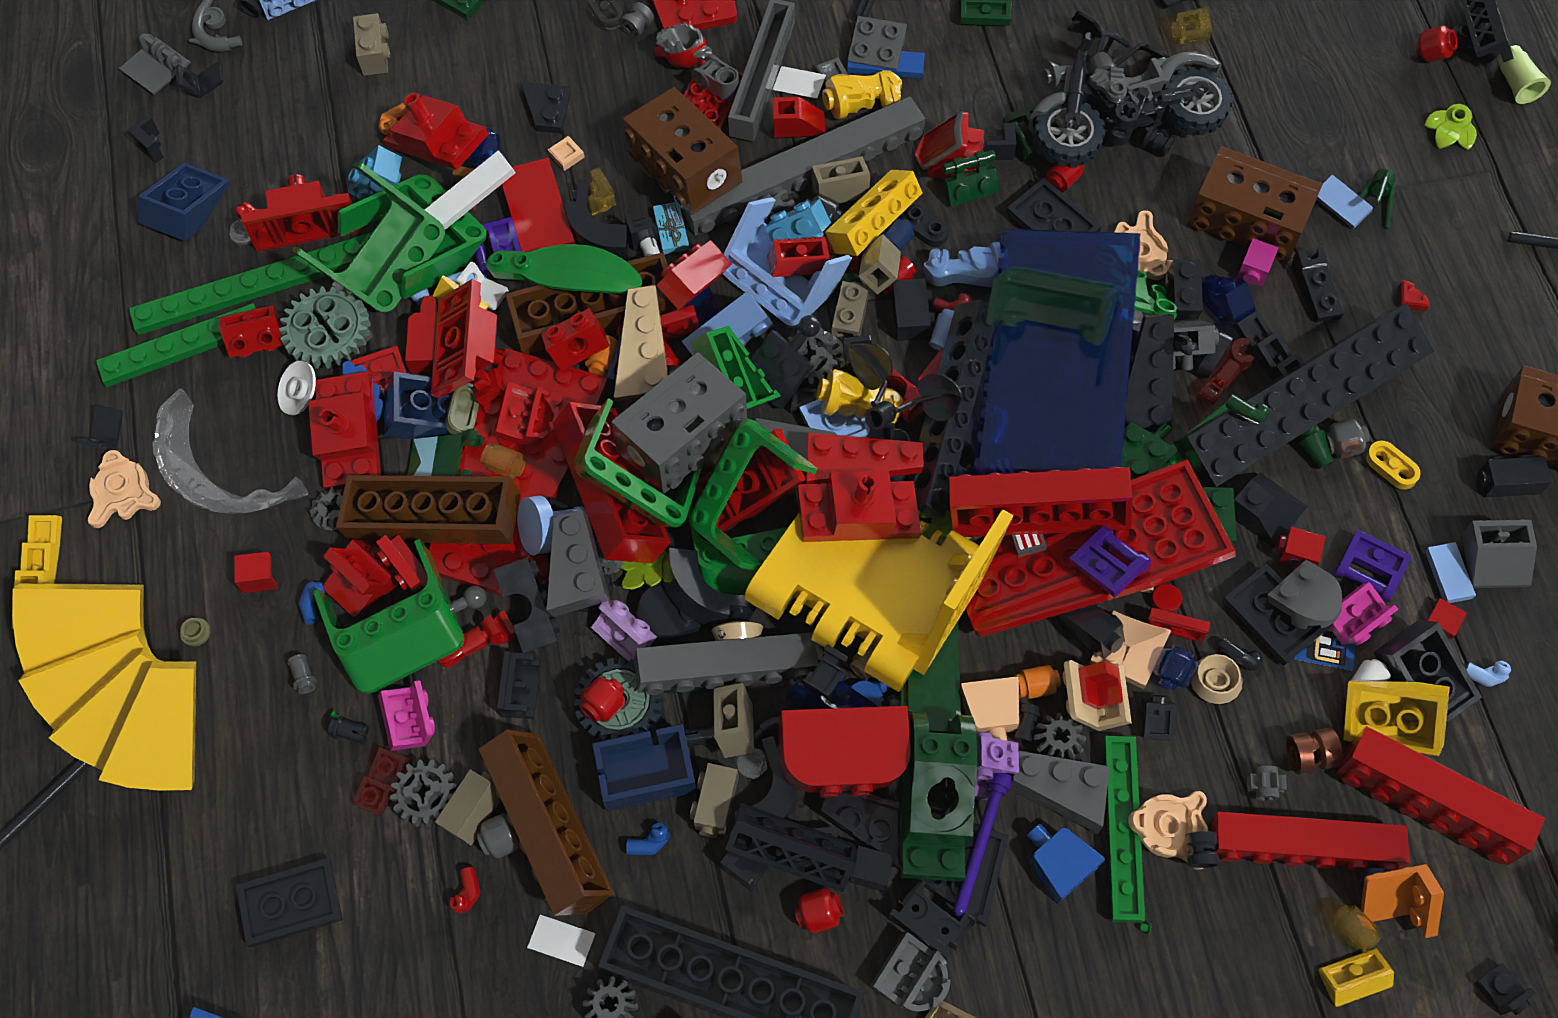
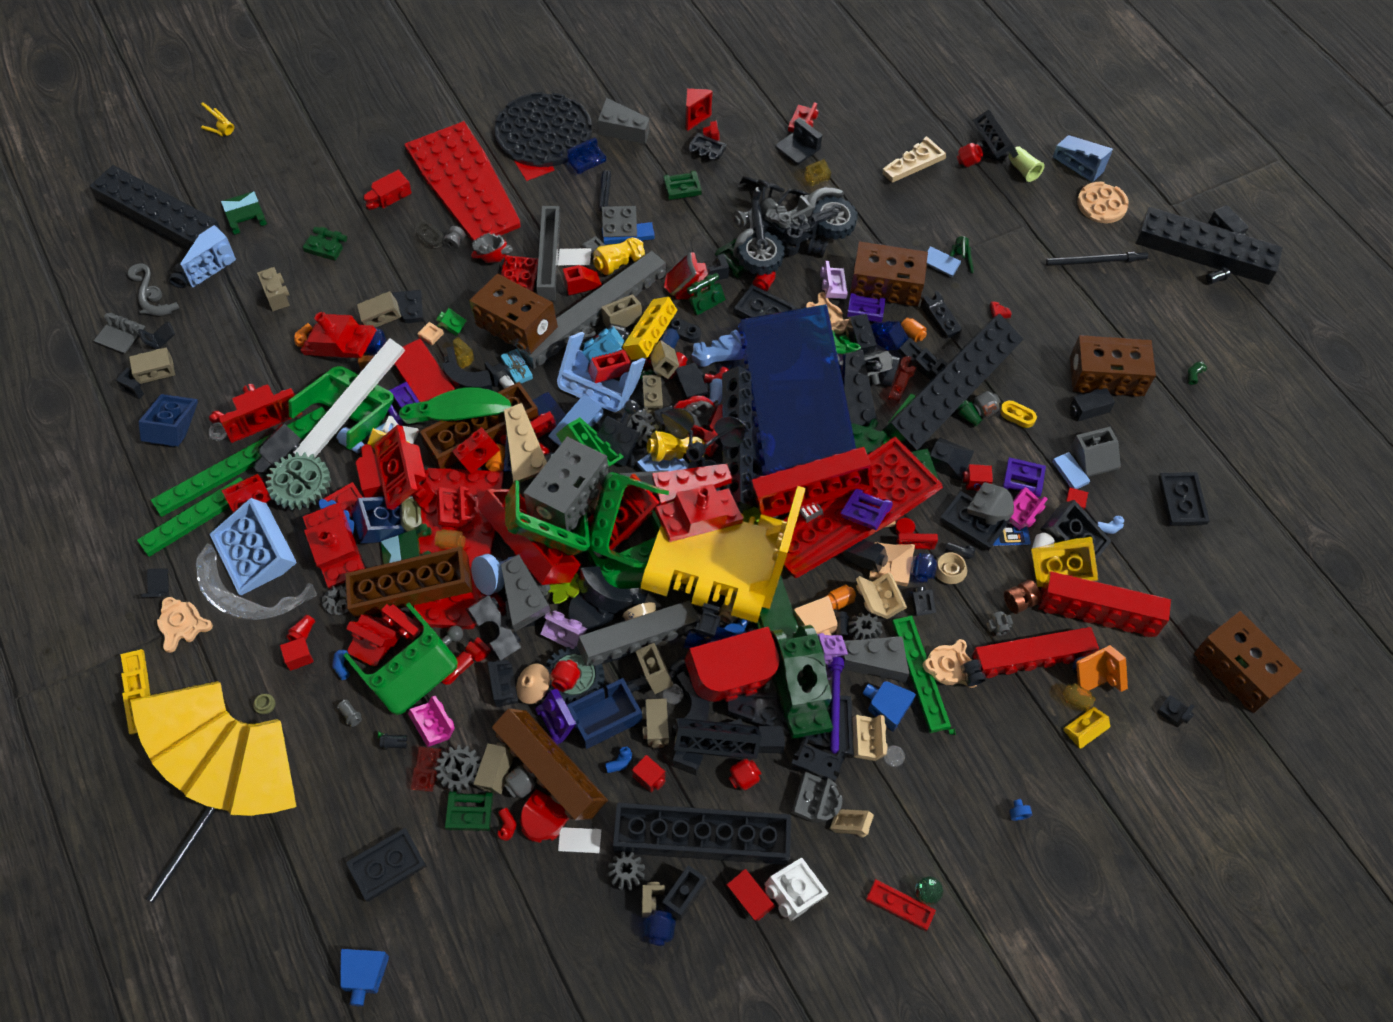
camera: 20 degrees left, 5 degrees down
(182, 120) = (152, 365): none -> dark tan brick
(241, 406) = (252, 546): none -> light blue slope
(272, 539) = (301, 629): none -> red cone
(296, 387) = (291, 524): white dish -> none
(302, 276) = (276, 446): none -> black hinge
(384, 164) = (303, 372): dark azure brick -> none
(398, 244) = (334, 416): green windscreen -> none
(418, 867) = (469, 817): none -> dark green plate
(503, 105) = (379, 310): none -> dark tan brick
(514, 895) = (542, 817): none -> red slope
(559, 697) = (533, 683): none -> light nougat dish
(576, 754) = (556, 716): none -> dark purple plate
(598, 142) = (450, 321): none -> green bracket
(683, 873) = (649, 774): none -> red brick
(693, 273) = (543, 391): brick -> none
(717, 78) = (522, 264): dark grey piece -> none
(909, 350) = (701, 409): none -> dark grey hair
(1017, 904) = (869, 737): none -> tan bracket
(1047, 942) = (895, 756): none -> clear plate
(1053, 300) = (786, 356): clear green windscreen -> none
(1100, 685) = (881, 588): red panel -> none
(1168, 199) = (833, 281): none -> lavender bracket
(1210, 248) = (863, 305): none -> dark purple plate
(1255, 414) = (929, 398): dark green arm -> none
(1257, 262) = (900, 308): dark pink brick -> none
(1268, 298) = (914, 329): none -> orange brick
(1354, 34) = (917, 159): none -> tan wing
(1451, 129) = (992, 204): lime plate -> none

